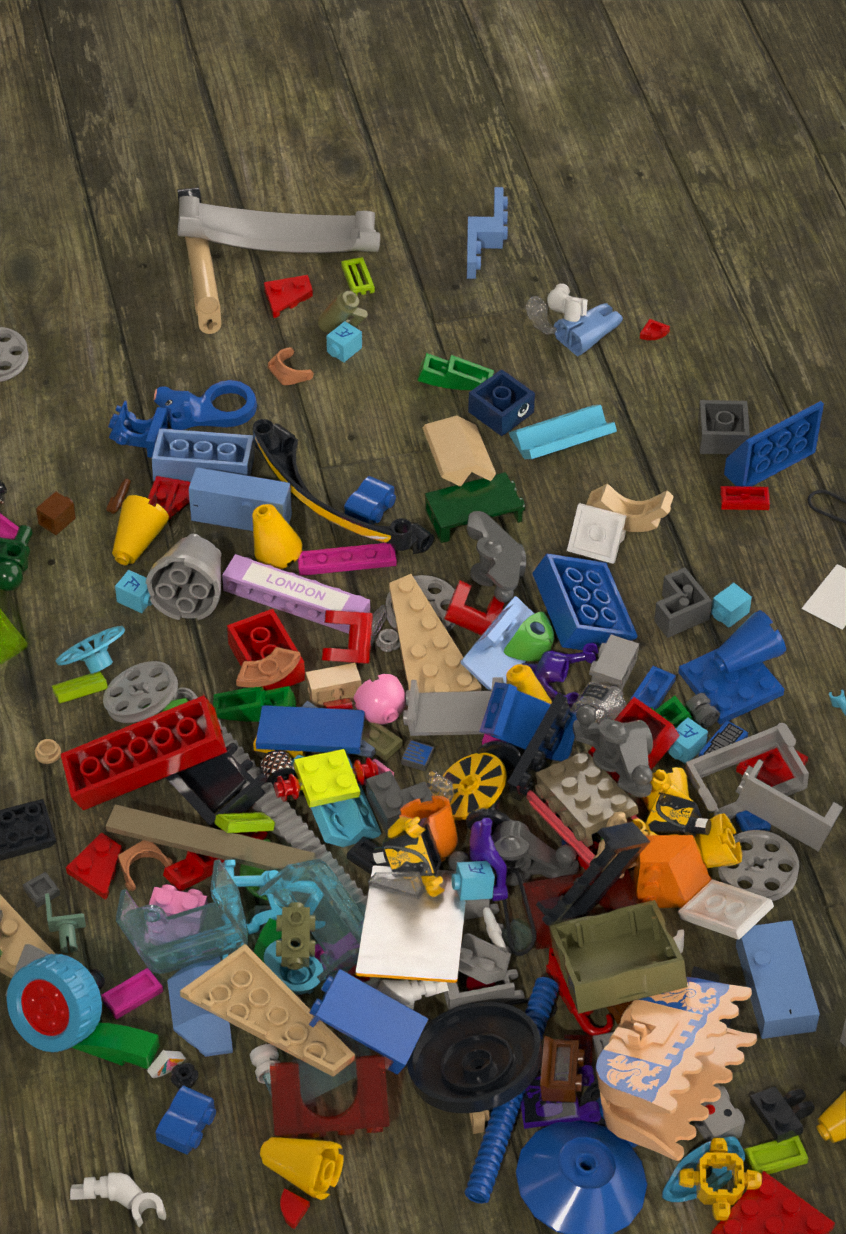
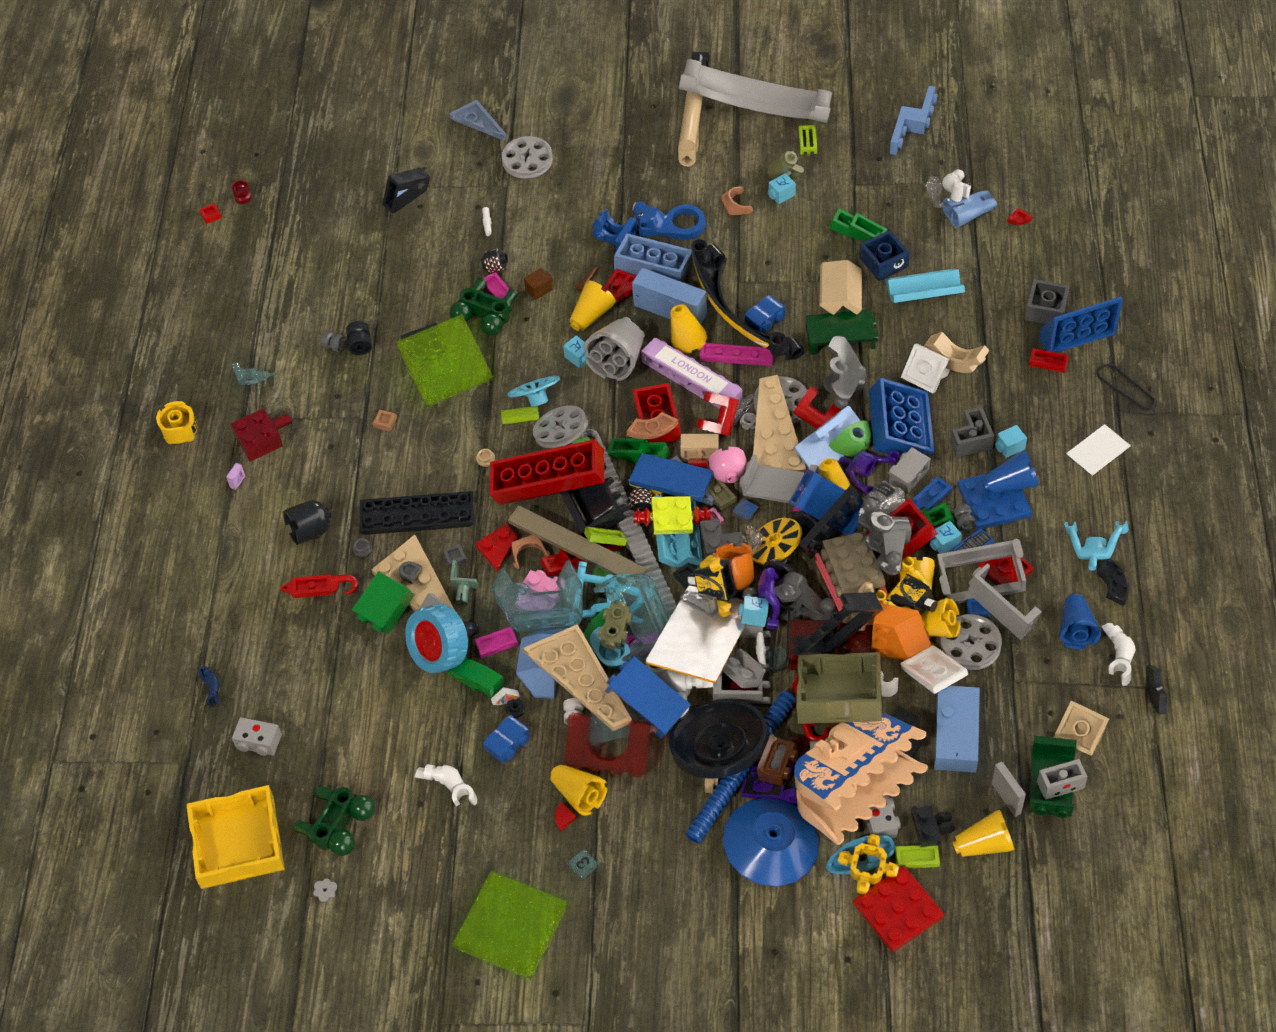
camera: 20 degrees right, 5 degrees up
(287, 293) = (752, 144): red wing -> none

